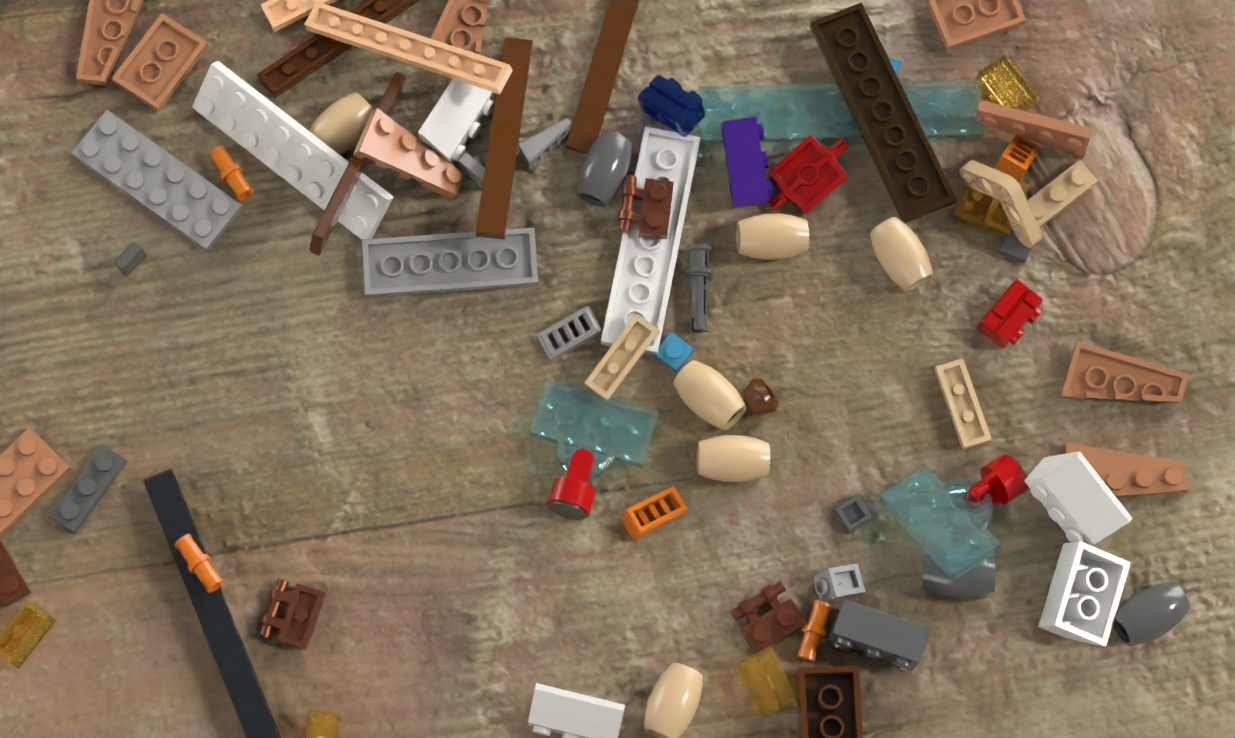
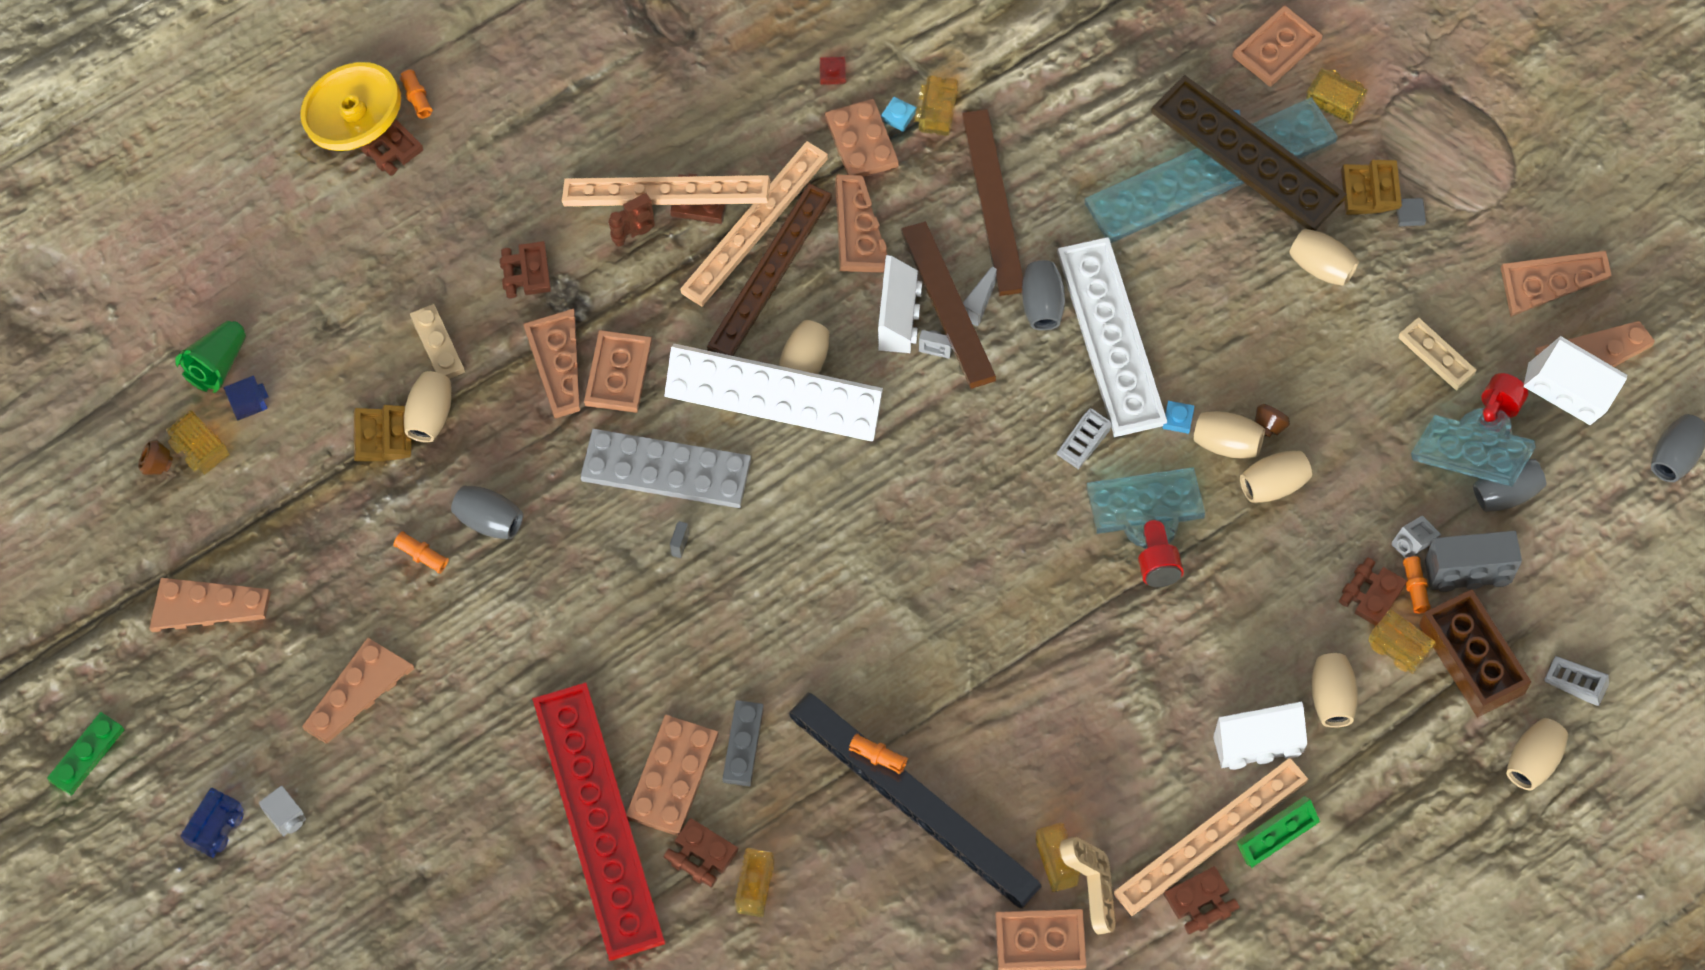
camera: 20 degrees left, 10 degrees down
(231, 173) = (728, 434): orange pin -> none
(300, 617) = (983, 761): copper plate -> none
(351, 174) = (841, 372): reddish brown tile -> none
(400, 150) = (871, 347): wing -> none
(408, 47) = (832, 263): light nougat plate -> none
(449, 263) = (952, 426): light grey plate -> none
(622, 357) = (1141, 435): tan plate -> none
(634, 527) = (1224, 565): orange slope -> none
(655, 207) = (1102, 305): copper plate -> none
(672, 105) = (1072, 221): clear blue brick -> none
(698, 275) = (1166, 346): dark grey pin -> none
(746, 162) = (1157, 239): dark purple brick -> none
(772, 236) = (1211, 288): tan piece -> none
(808, 174) = (1213, 228): red plate -> none
(852, 514) = (1395, 480): dark grey tile -> none
(1009, 192) = (1392, 169): tan beam -> none
(1010, 313) = (1437, 266): red brick -> none
(1017, 157) = (1375, 144): orange slope -> none
(1041, 129) = (1390, 111): nougat wing -> none
(1061, 192) = (1421, 161): tan plate -> none
(1084, 594) = (1618, 456): white slope -> none

